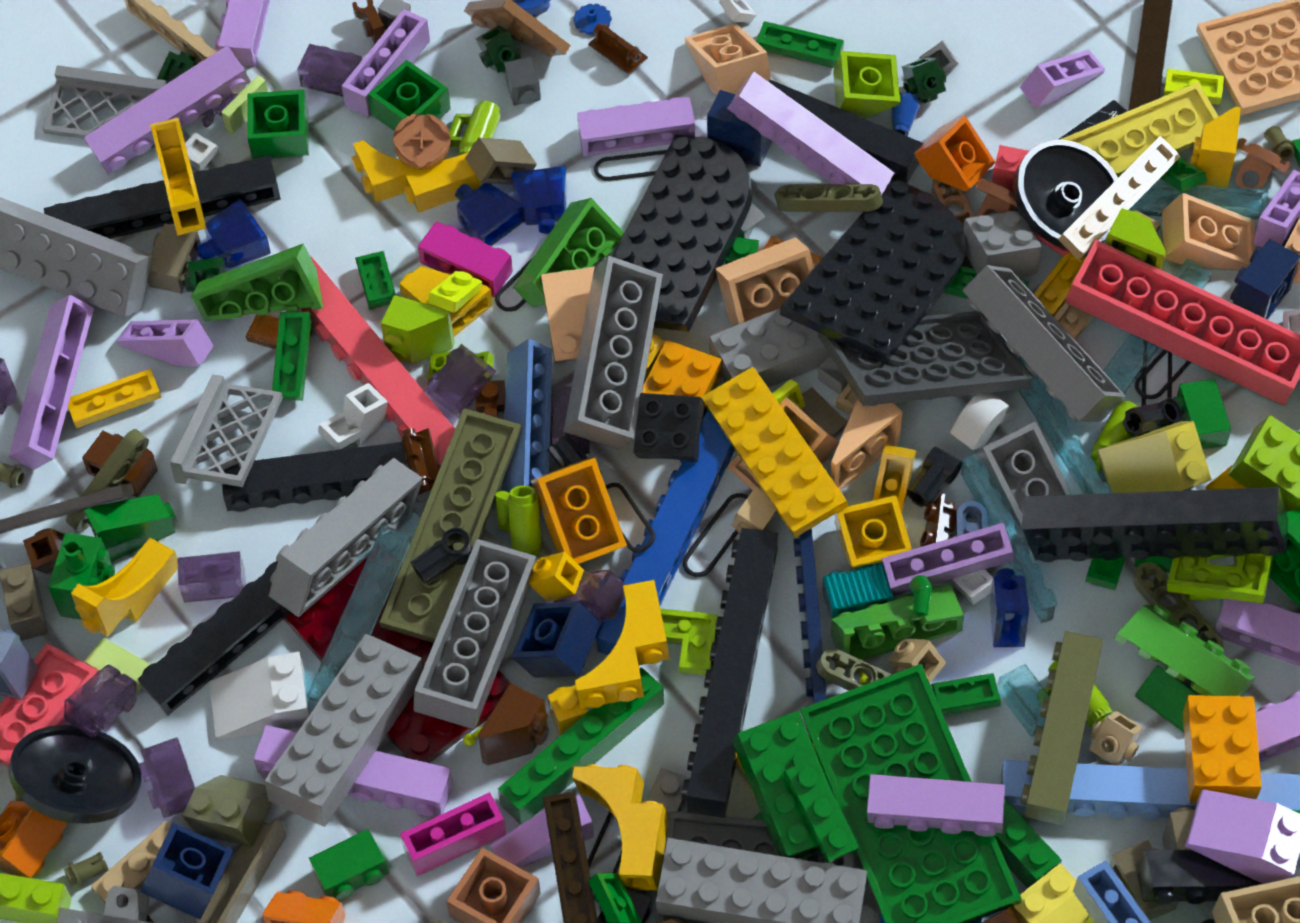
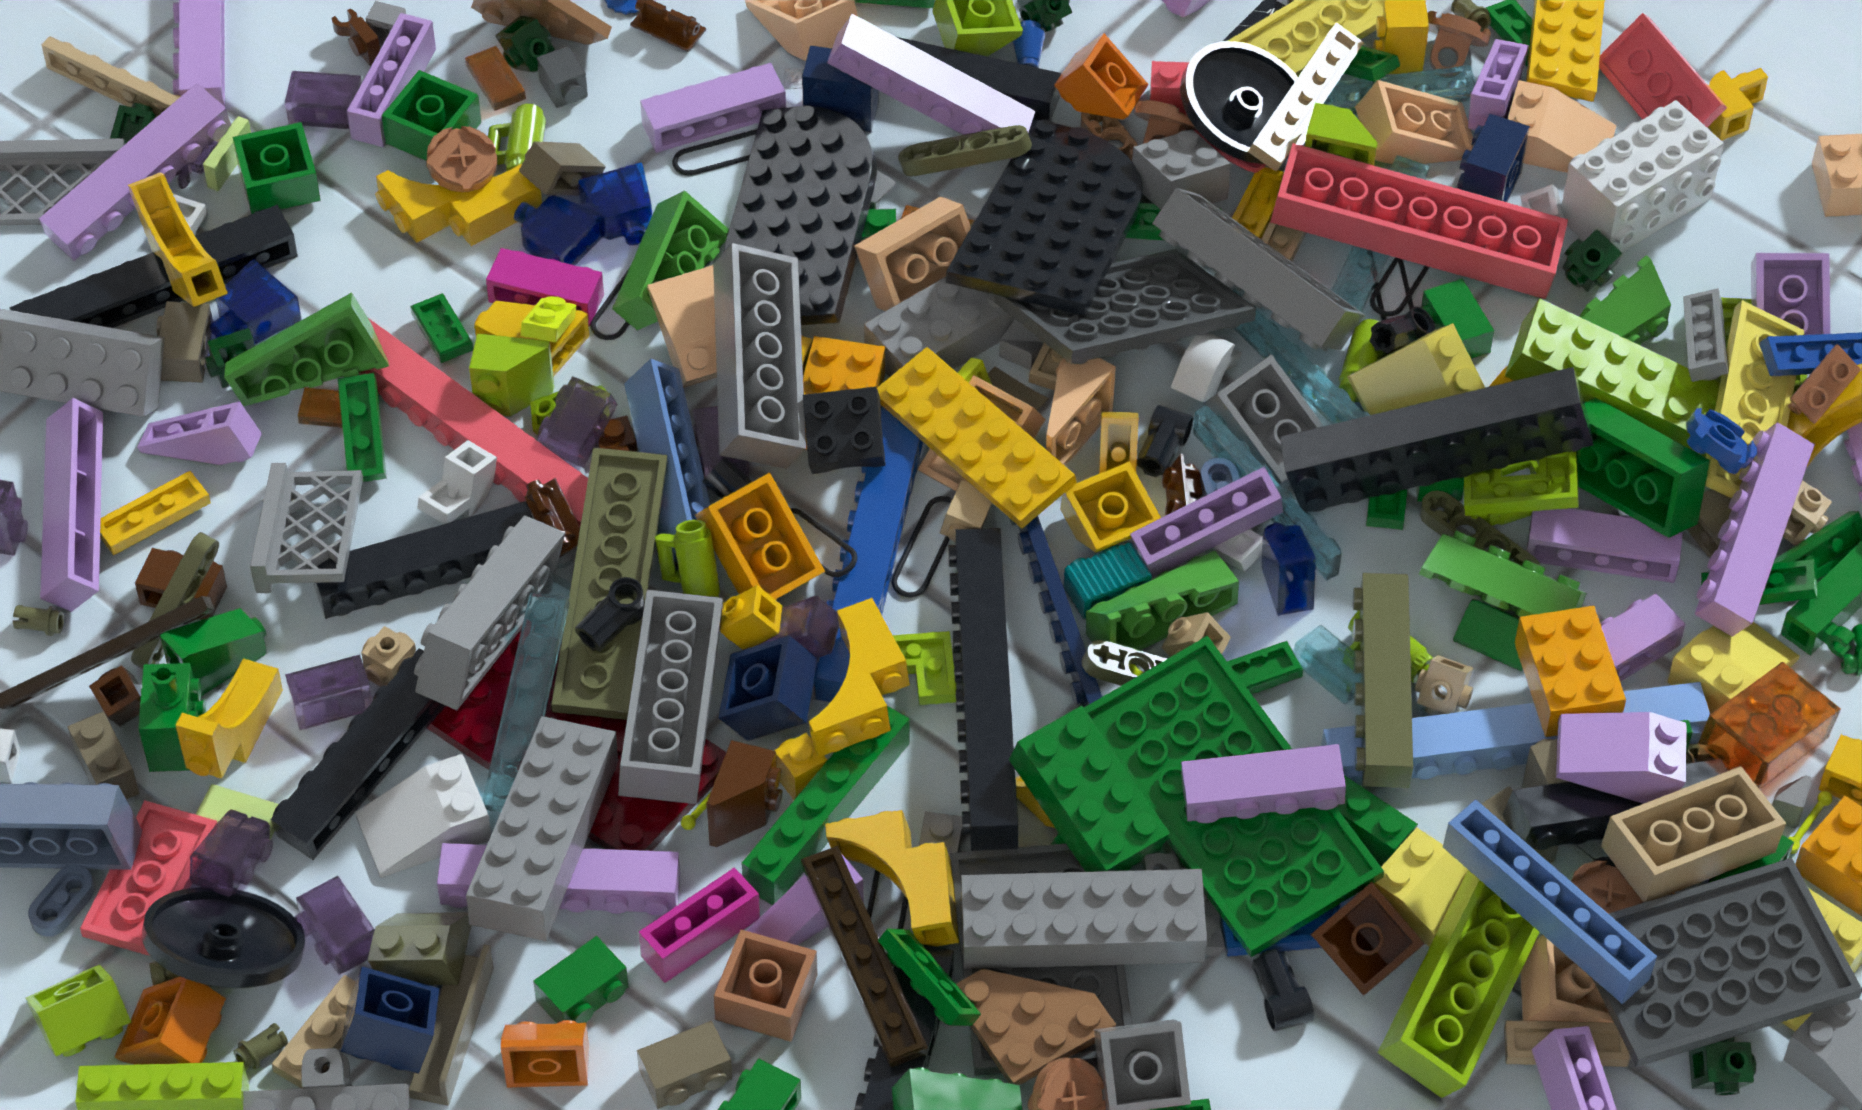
camera: 15 degrees left, 5 degrees down
(260, 553) = (384, 655): none -> tan brick
(470, 73) = (495, 78): none -> clear orange tile
(821, 810) = (1134, 810): green plate -> none
(921, 590) = (1187, 560): green arm -> none

